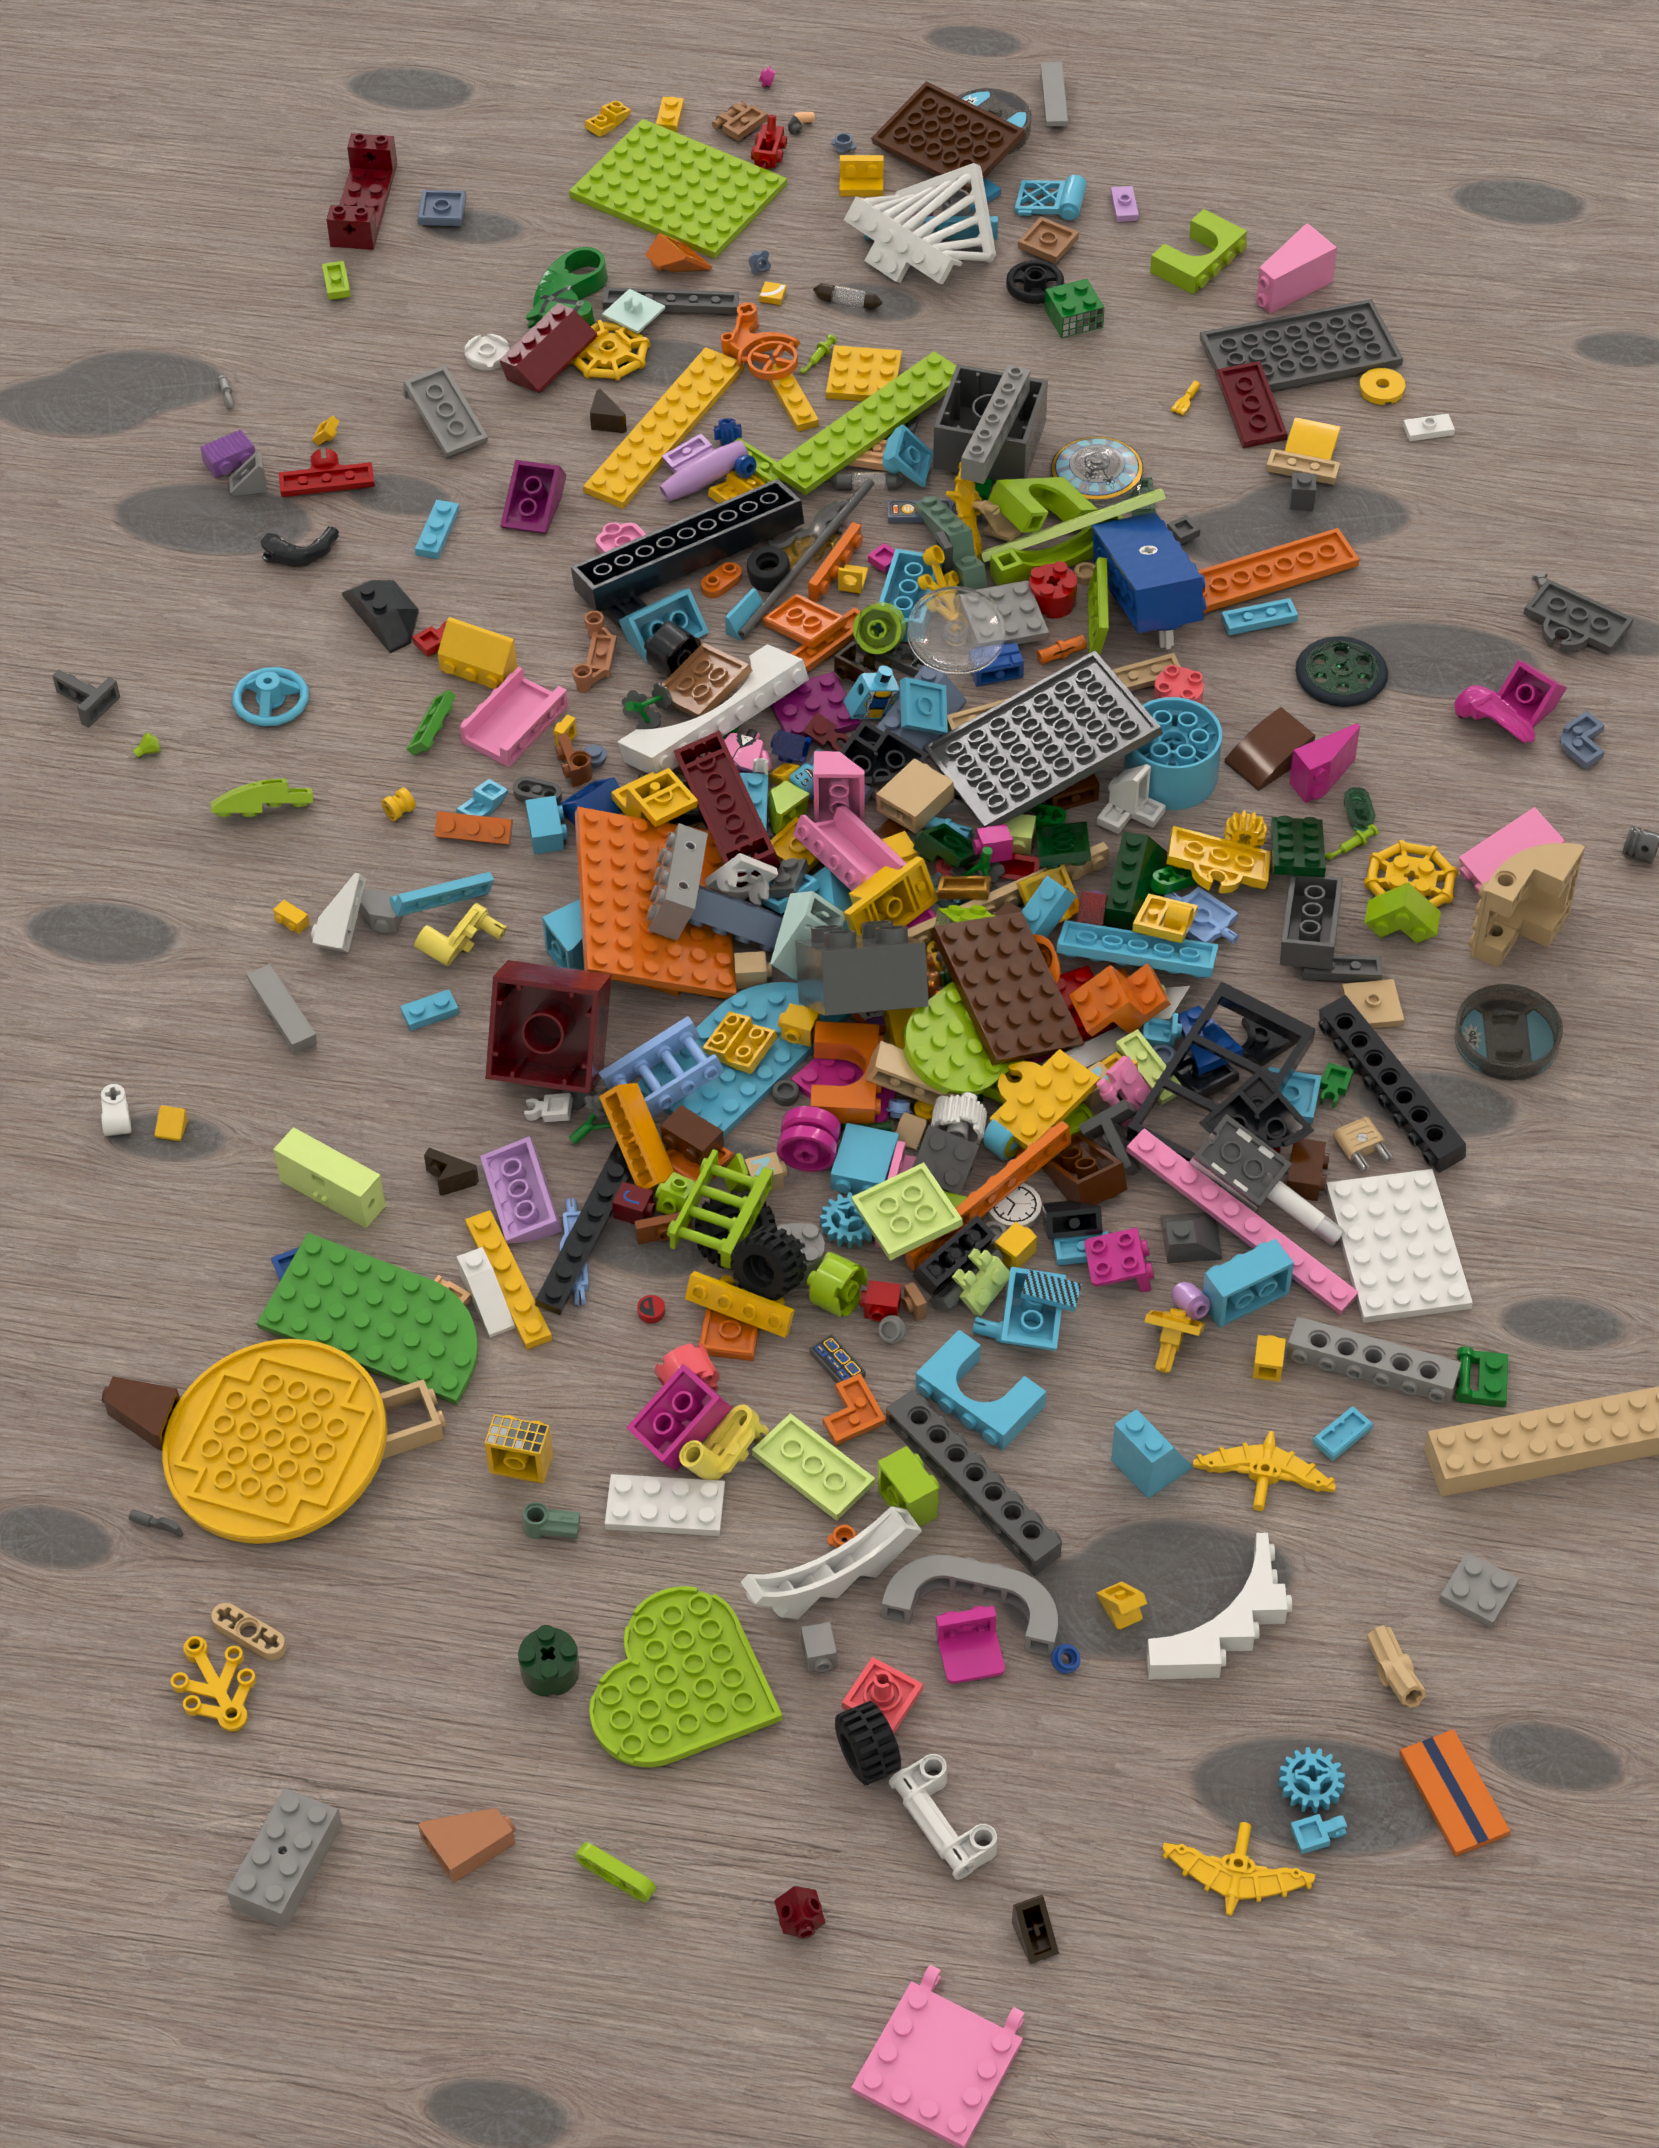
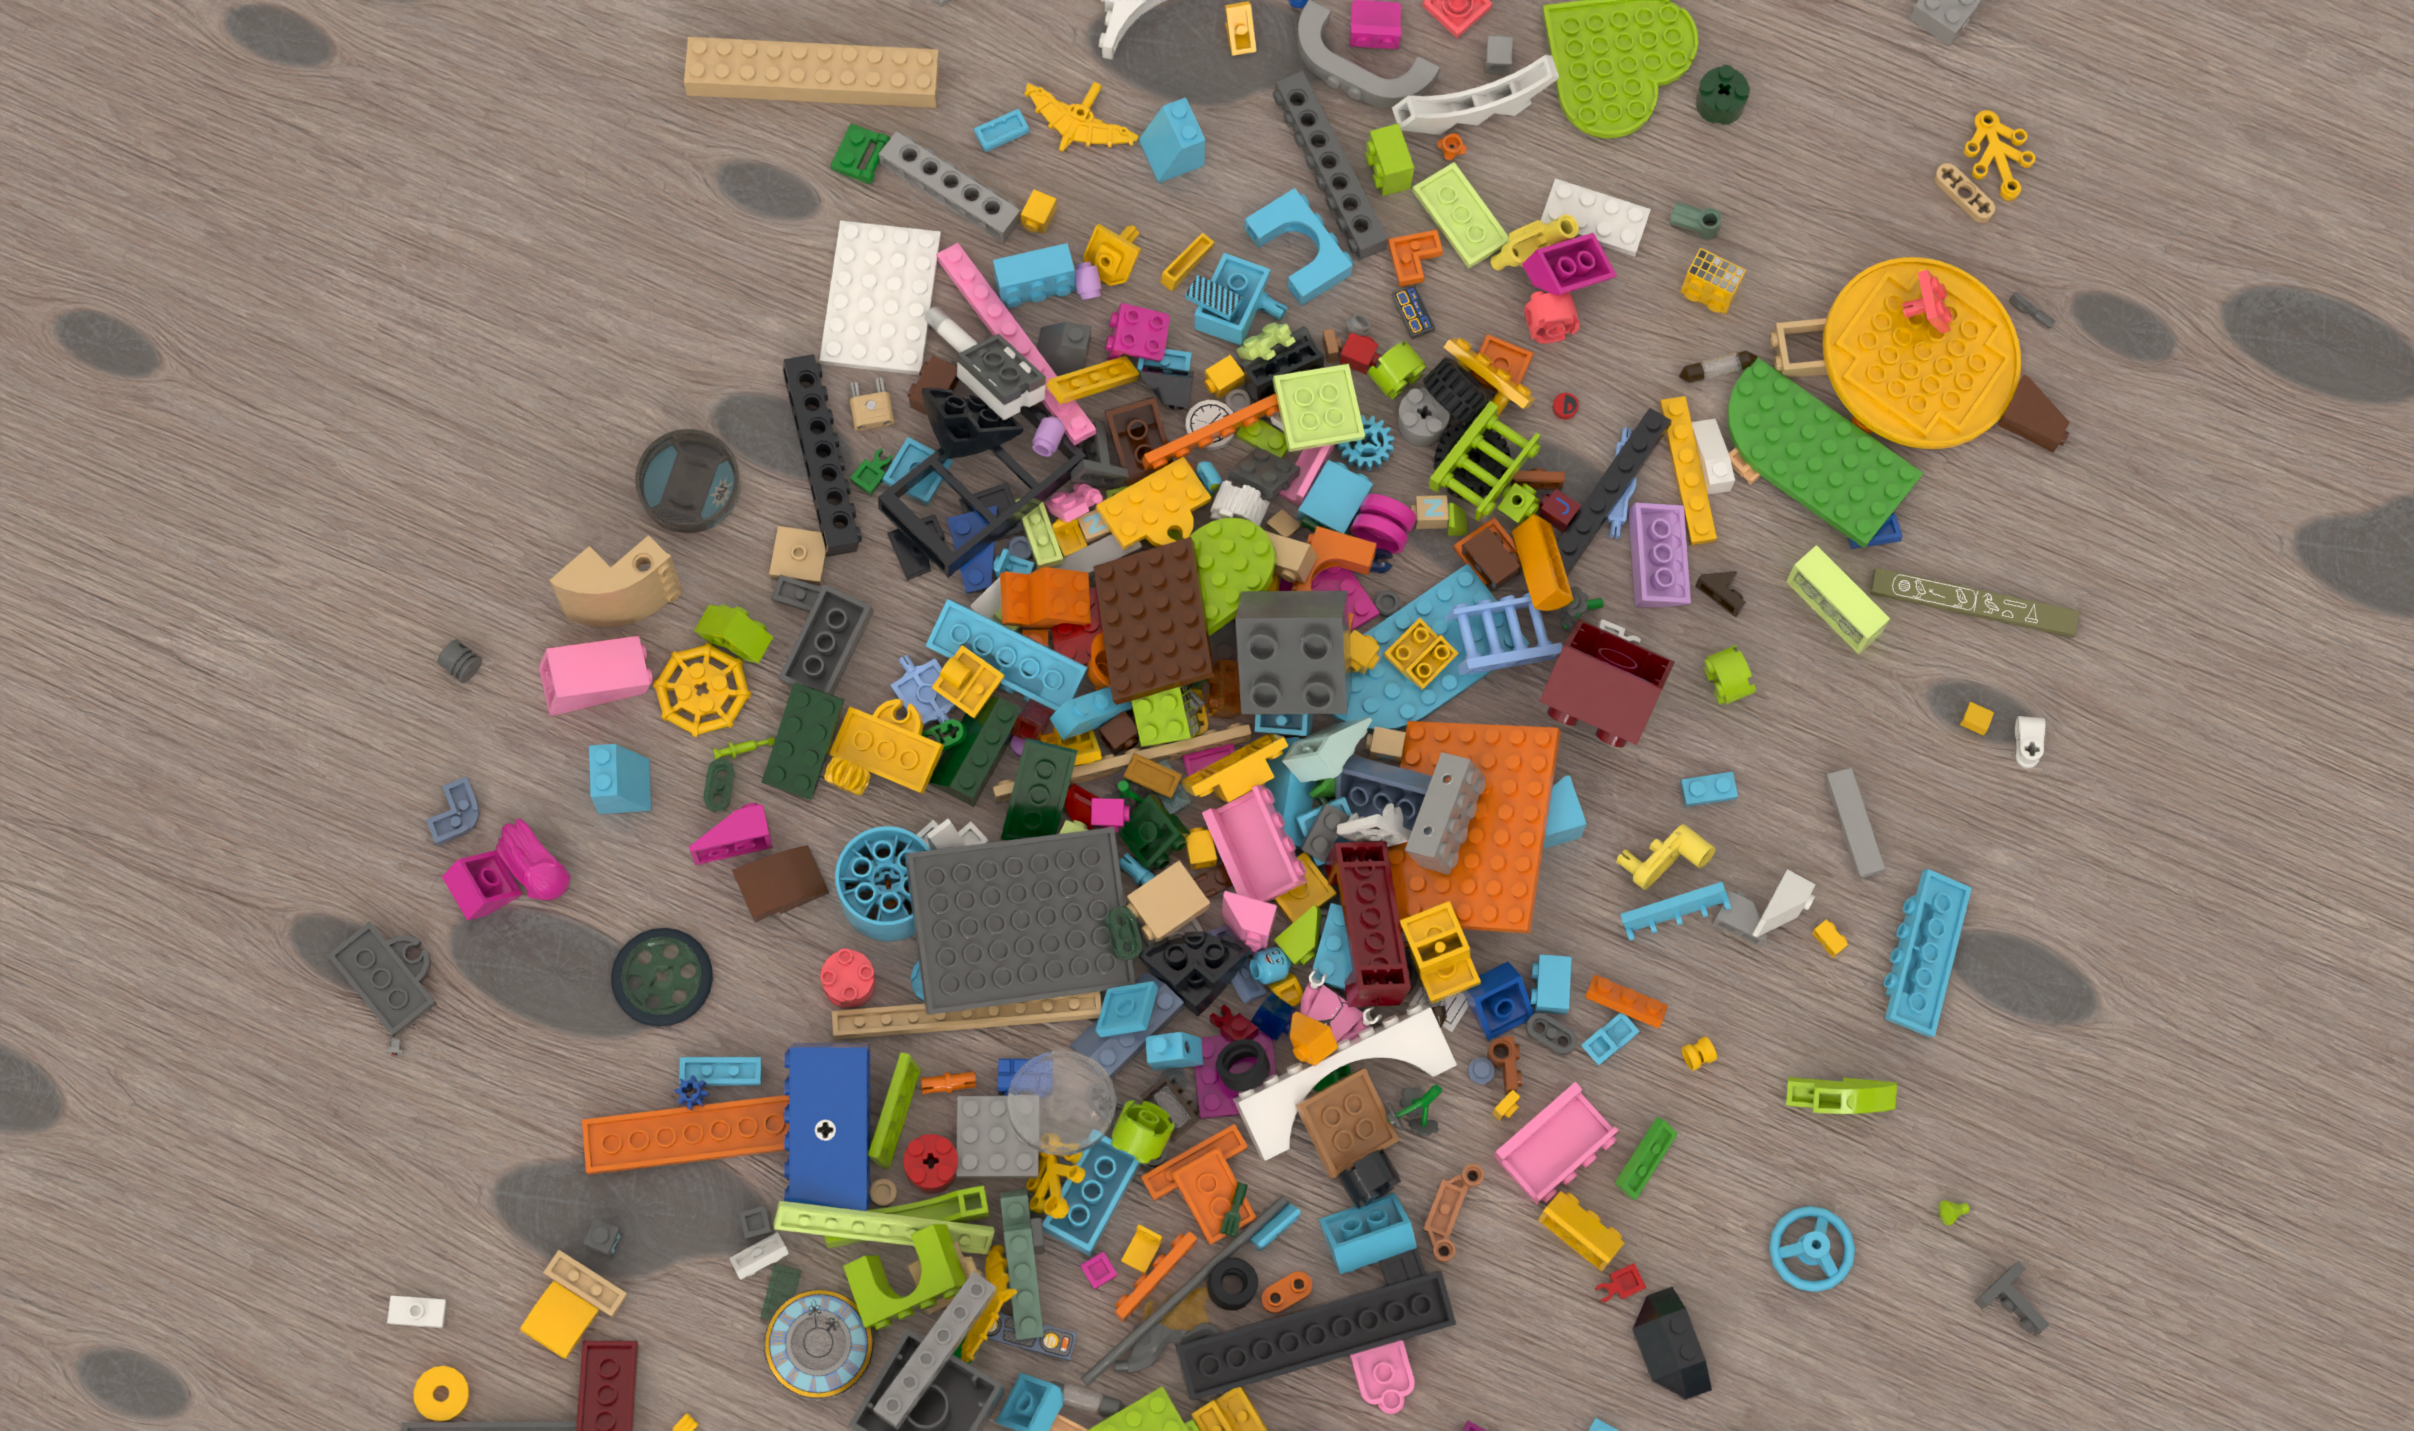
camera: 170 degrees left, 20 degrees up
(186, 1226) = (1974, 602): none -> olive tile
(198, 919) = (1925, 952): none -> medium azure plate
(271, 1465) = (1931, 302): none -> coral plate
(428, 1090) = (1729, 675): none -> lime brick
(496, 1381) = (1717, 366): none -> piece
(754, 715) = (1311, 1039): none -> light orange slope
(783, 606) = (1232, 1218): none -> dark green piece
(823, 686) = (1238, 1050): none -> black tyre
(946, 761) = (1126, 932): none -> clear green plate
(1094, 1351) = (1186, 262): none -> yellow piece
(1149, 1190) = (1093, 380): none -> yellow plate
(1171, 1122) = (1048, 436): none -> lavender brick
(1174, 506) = (759, 1255): none -> white plate
(1275, 588) = (687, 1086): none -> blue gear
(1450, 779) = (619, 779): none -> medium azure slope

